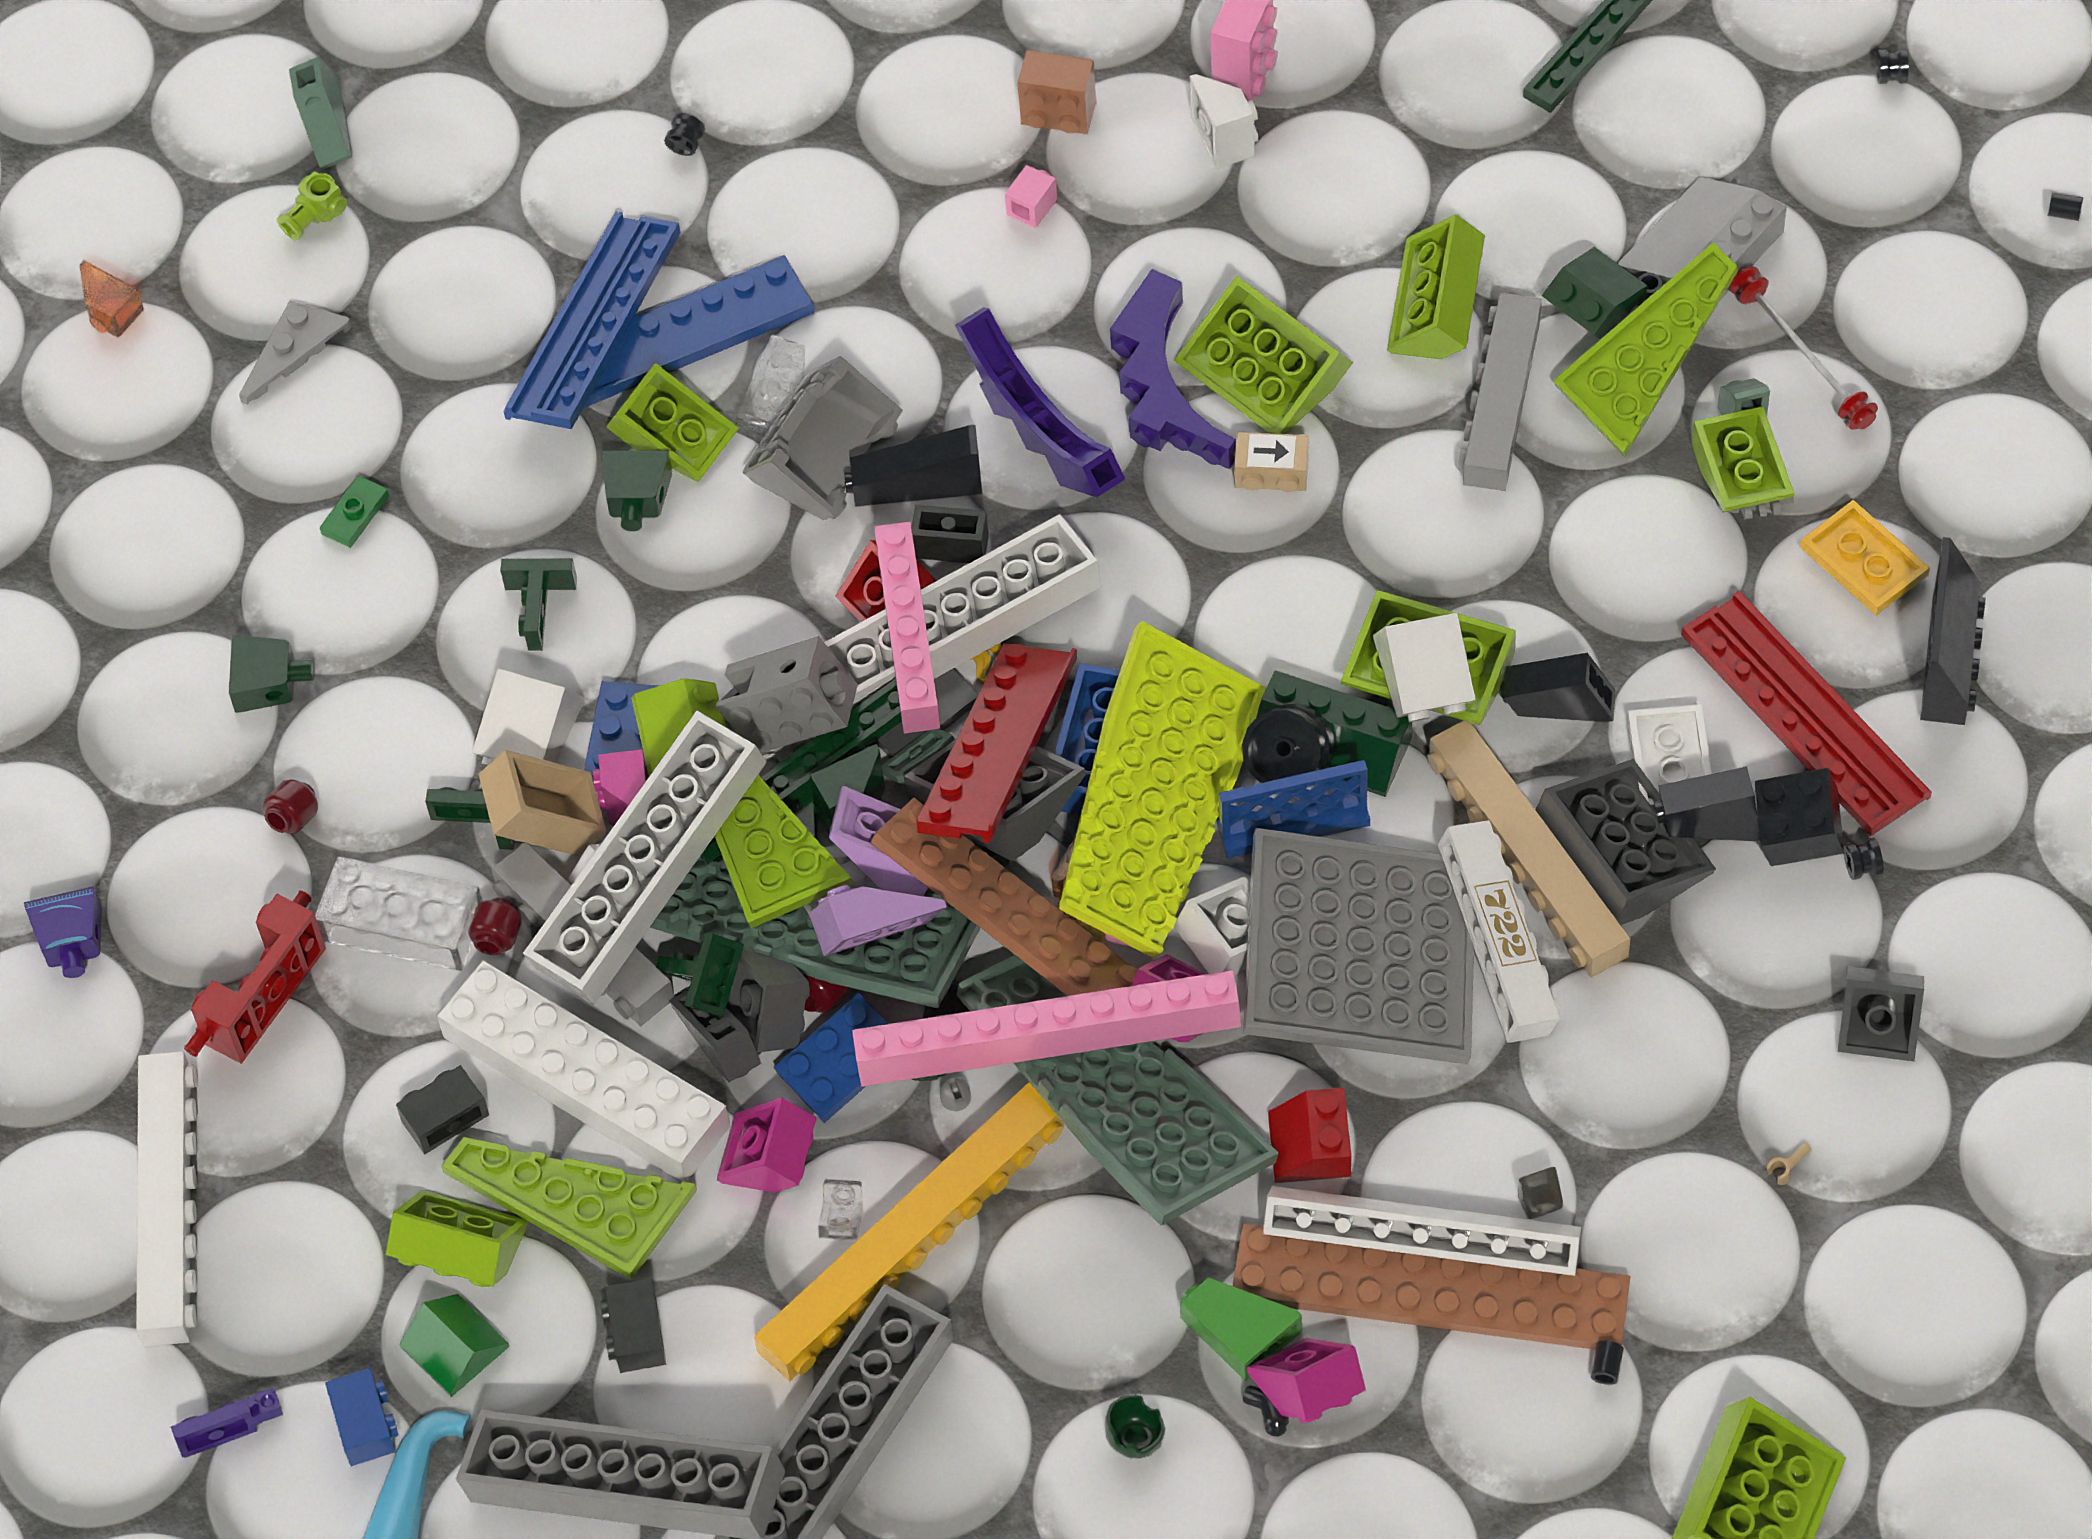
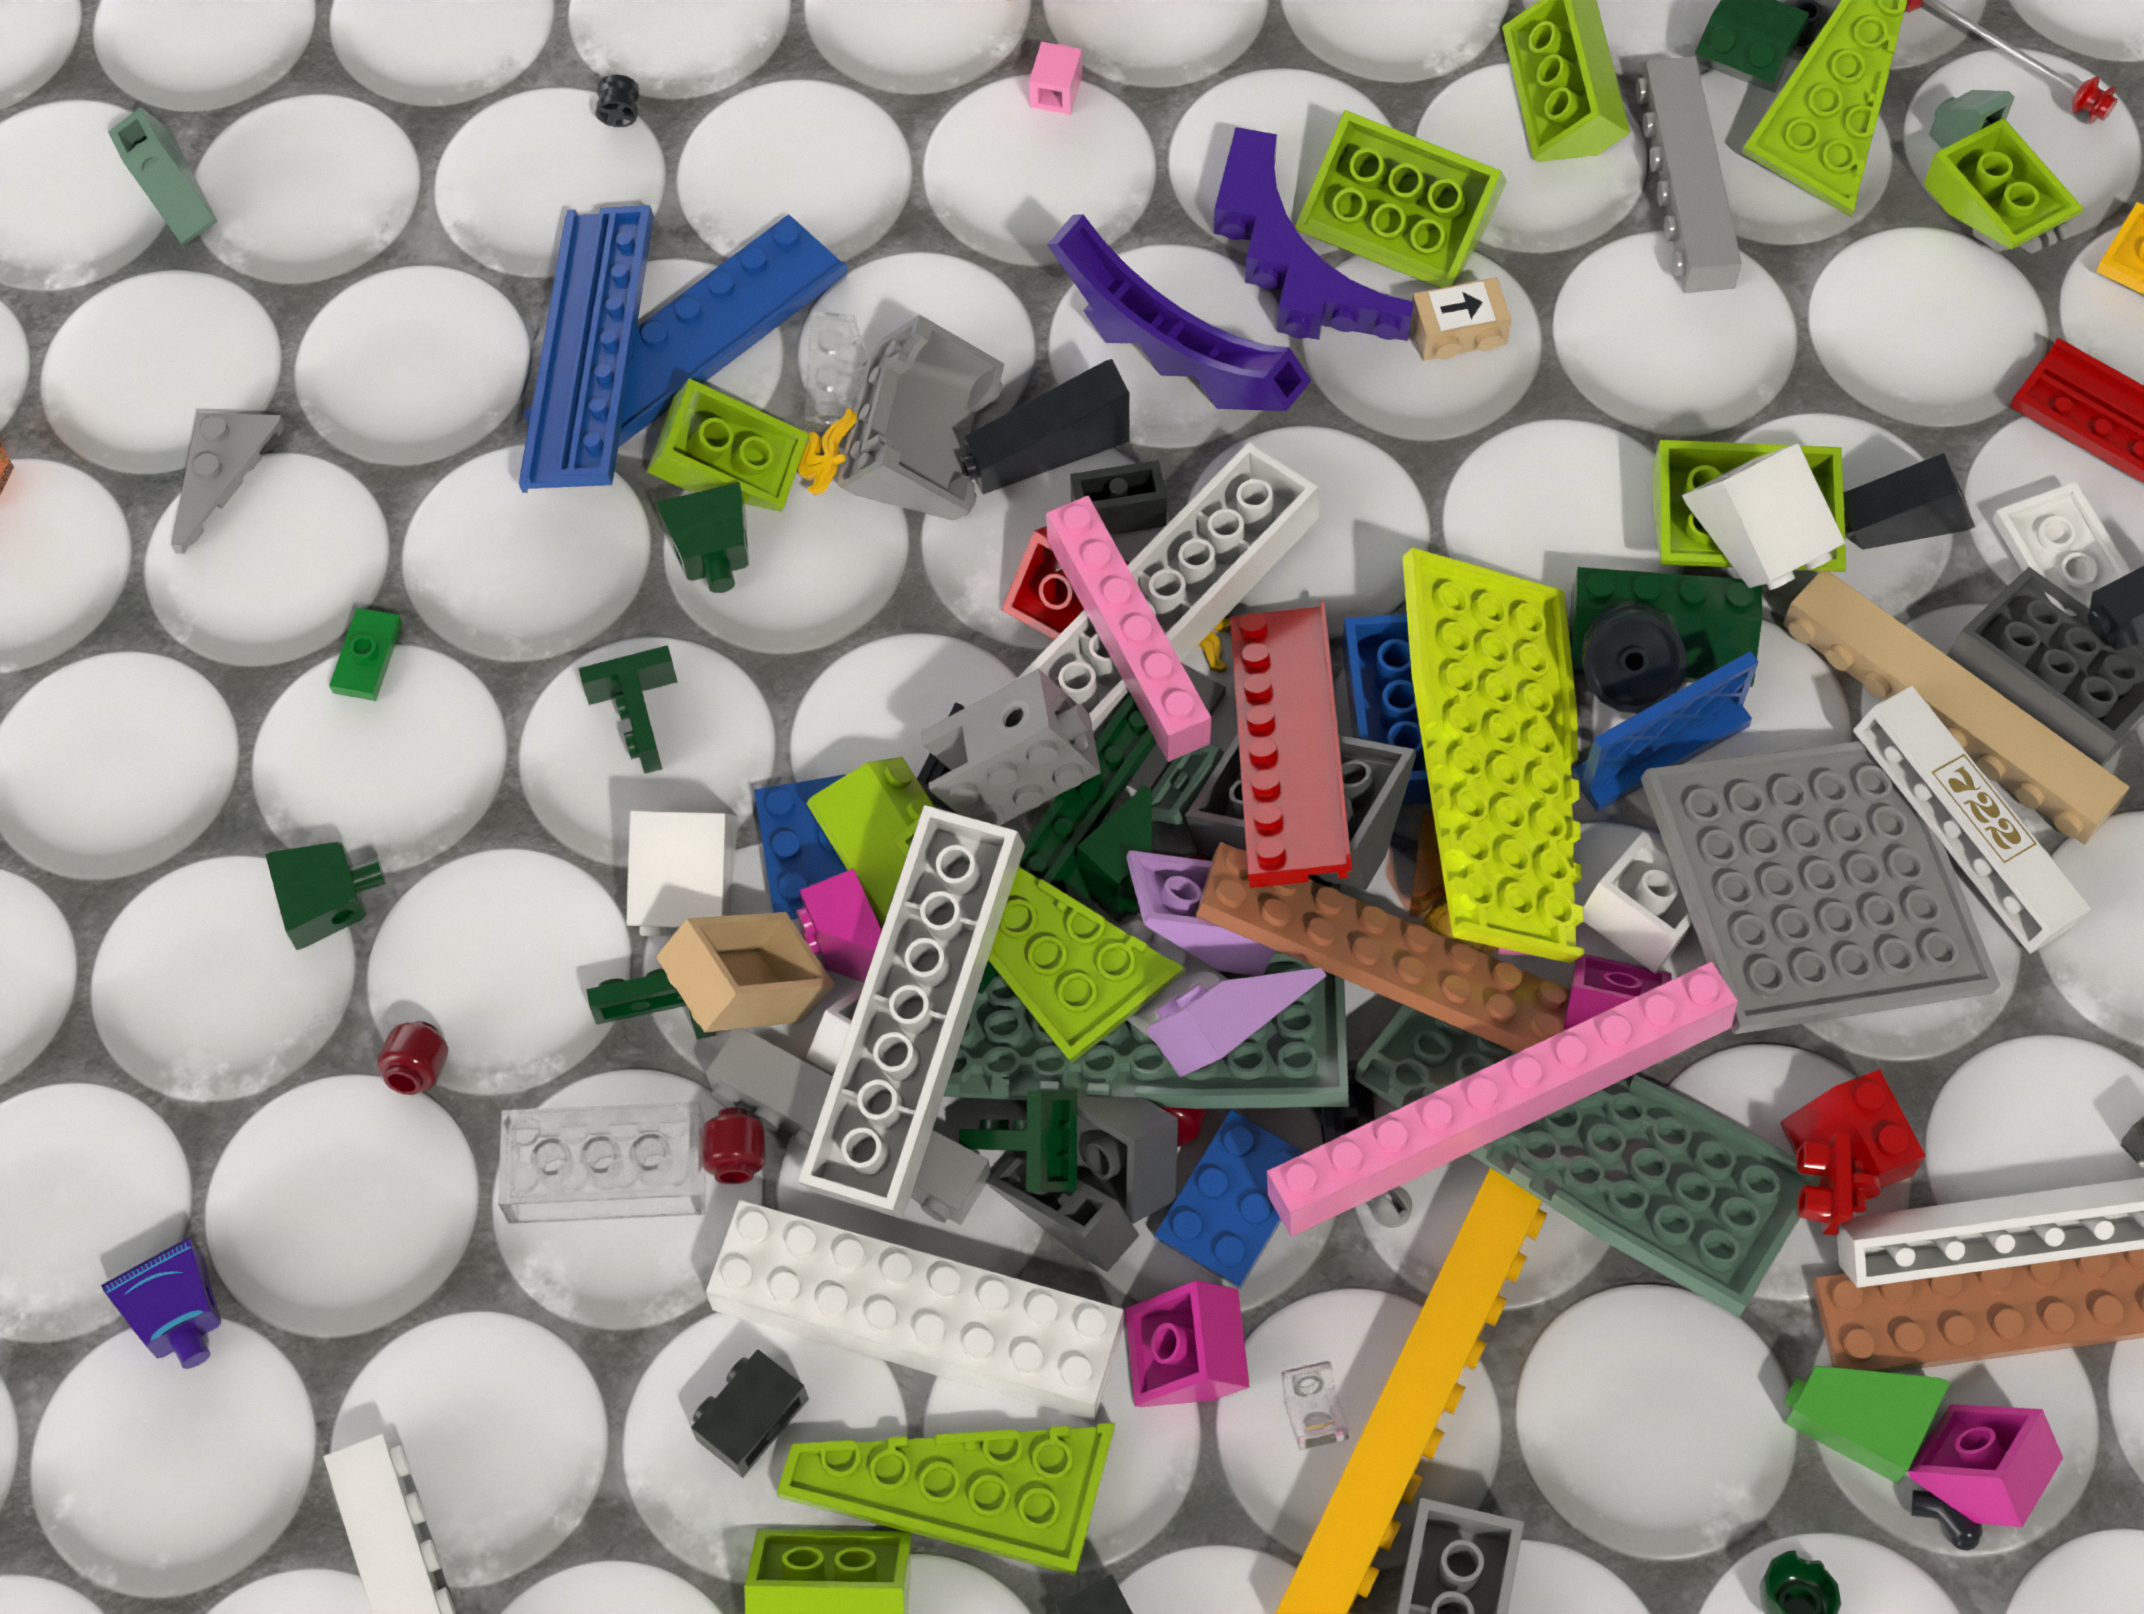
camera: 20 degrees left, 5 degrees up
(237, 1020) = (477, 1243): red brick -> none
(317, 202) = (192, 285): lime connector -> none
(735, 454) = (824, 467): none -> yellow piece
(1276, 1140) = (1842, 1183): none -> red hips

